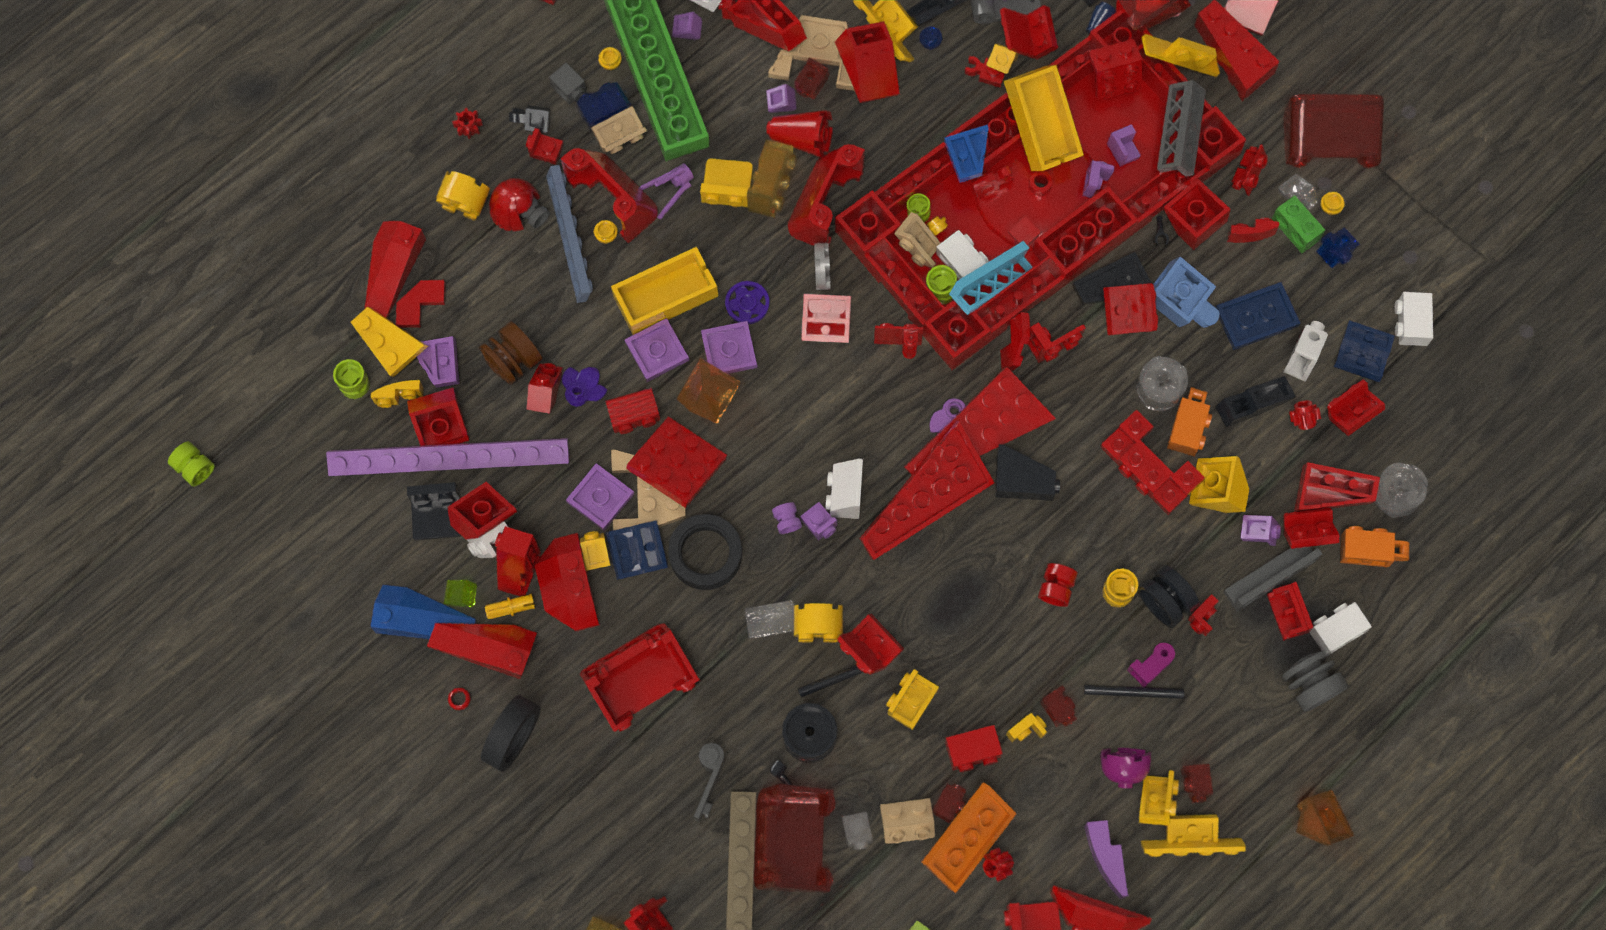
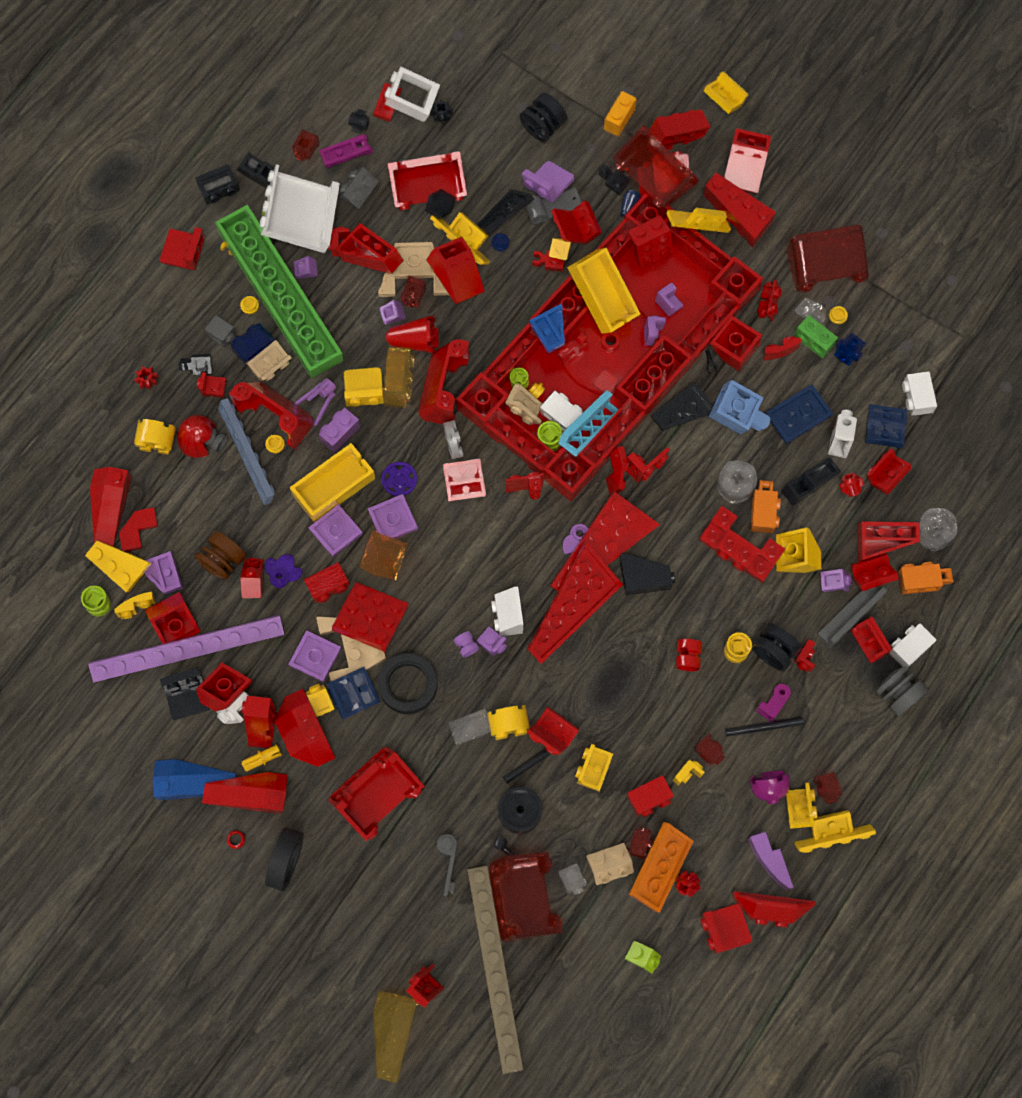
camera: 15 degrees left, 0 degrees up
(460, 593) = (219, 755): clear neon green slope -> none
(686, 229) = (339, 430): none -> medium lavender brick
(1130, 309) = (701, 427): red bracket -> none
(1187, 126) = (716, 276): dark grey fence -> none
(1323, 819) = (930, 797): clear orange slope -> none

